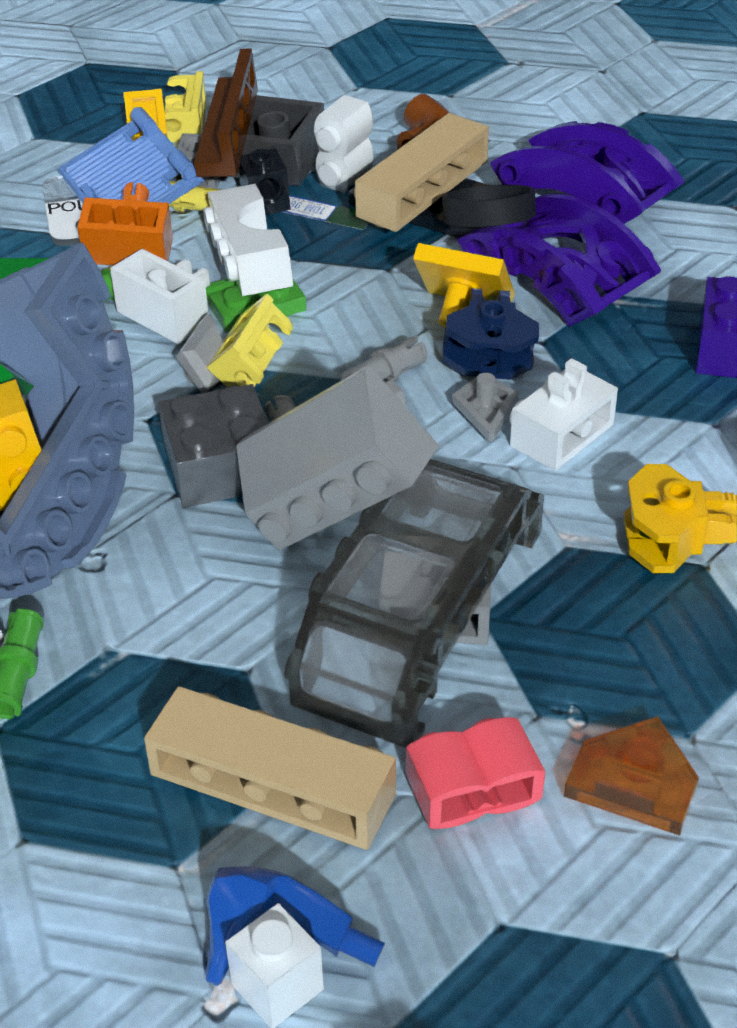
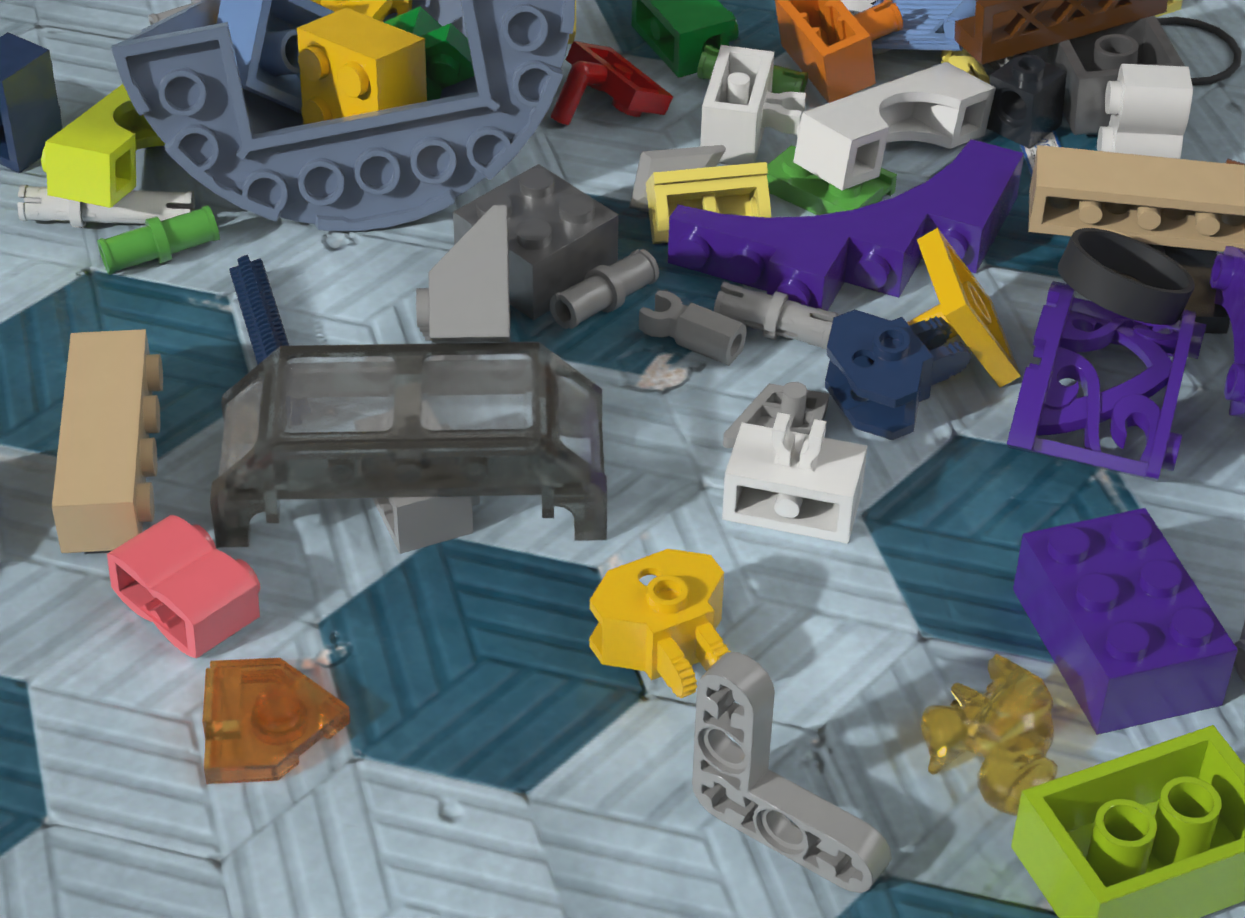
camera: 60 degrees right, 0 degrees up
(192, 635) = (258, 307): none -> dark blue axle
(353, 311) = (860, 246): none -> dark purple arch

